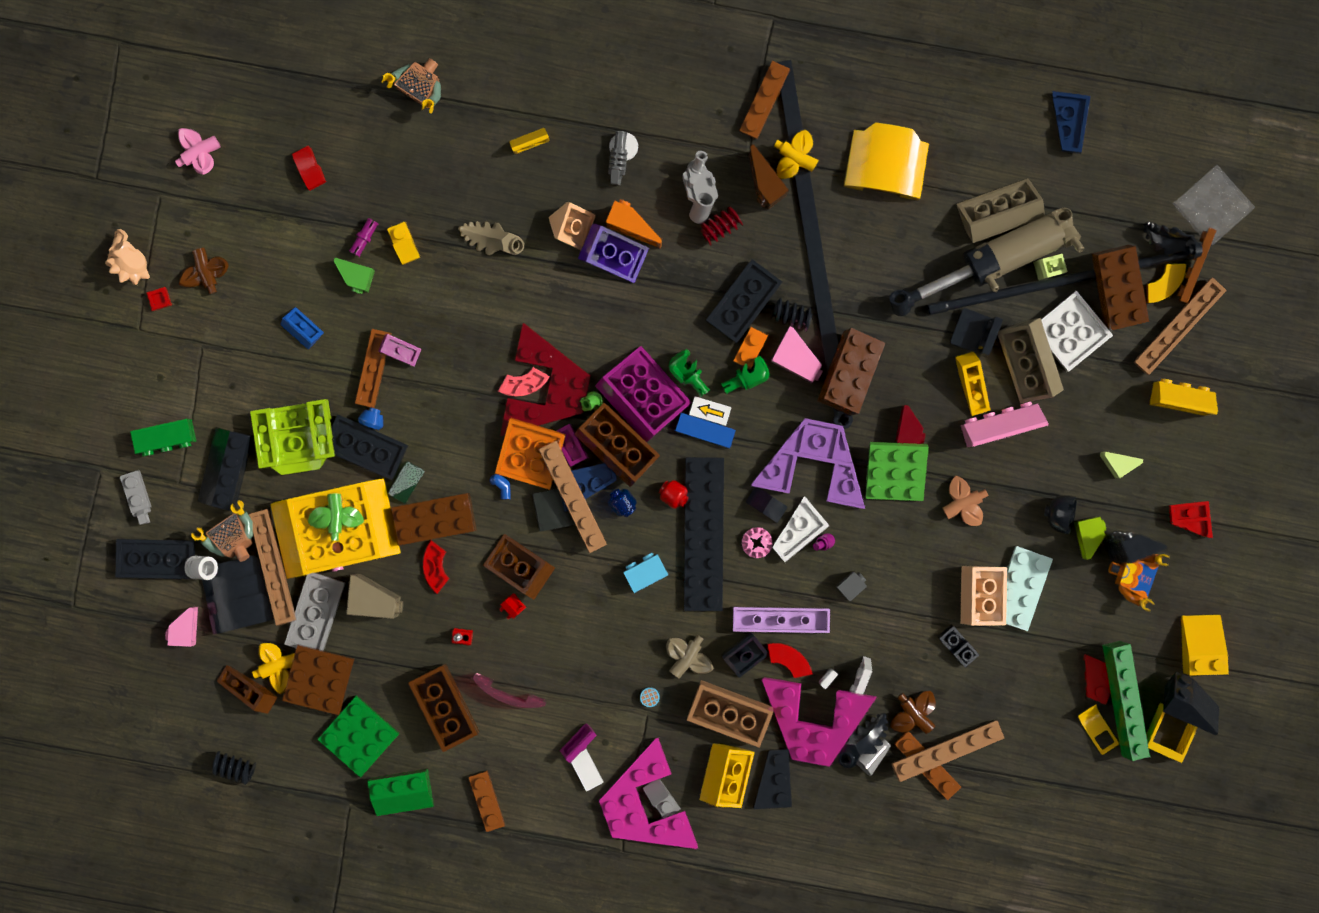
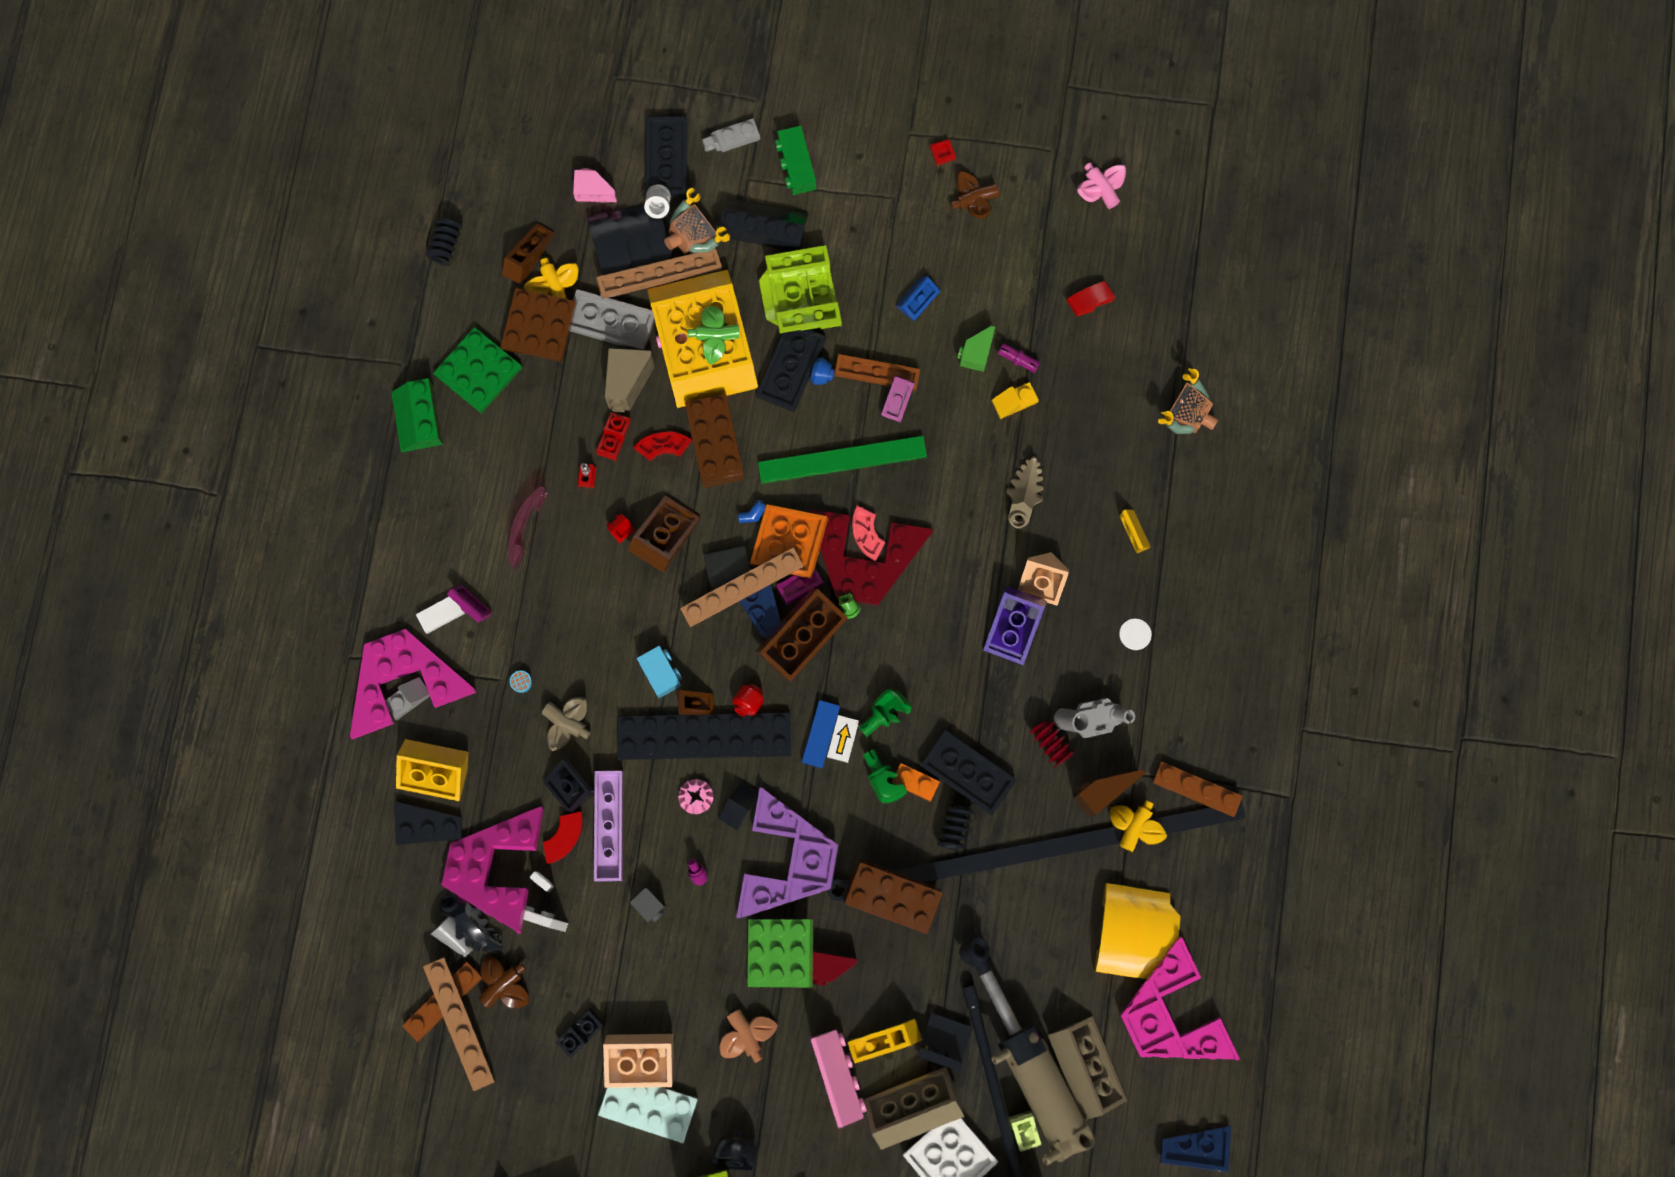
camera: 90 degrees right, 10 degrees down
(126, 260) = (981, 115): light nougat head -> none
(406, 482) = (754, 411): clear green slope -> none
(425, 611) = (613, 436): none -> red slope
(444, 707) = (508, 457): reddish brown brick -> none
(454, 403) = (842, 459): none -> green tile
(487, 801) = (406, 508): dark orange plate -> none
(618, 158) = (1121, 627): dark grey hinge -> none
(622, 502) = (737, 644): clear blue head -> none
(630, 223) = (1052, 636): orange slope -> none
(643, 394) = (859, 663): magenta slope -> none
(675, 540) = (695, 703): none -> reddish brown slope
(730, 713) = (501, 769): medium nougat brick -> none
(797, 357) = (906, 834): bright pink slope -> none
(800, 530) = (709, 844): white wing -> none
(964, 154) = (1150, 1021): none -> dark pink wing

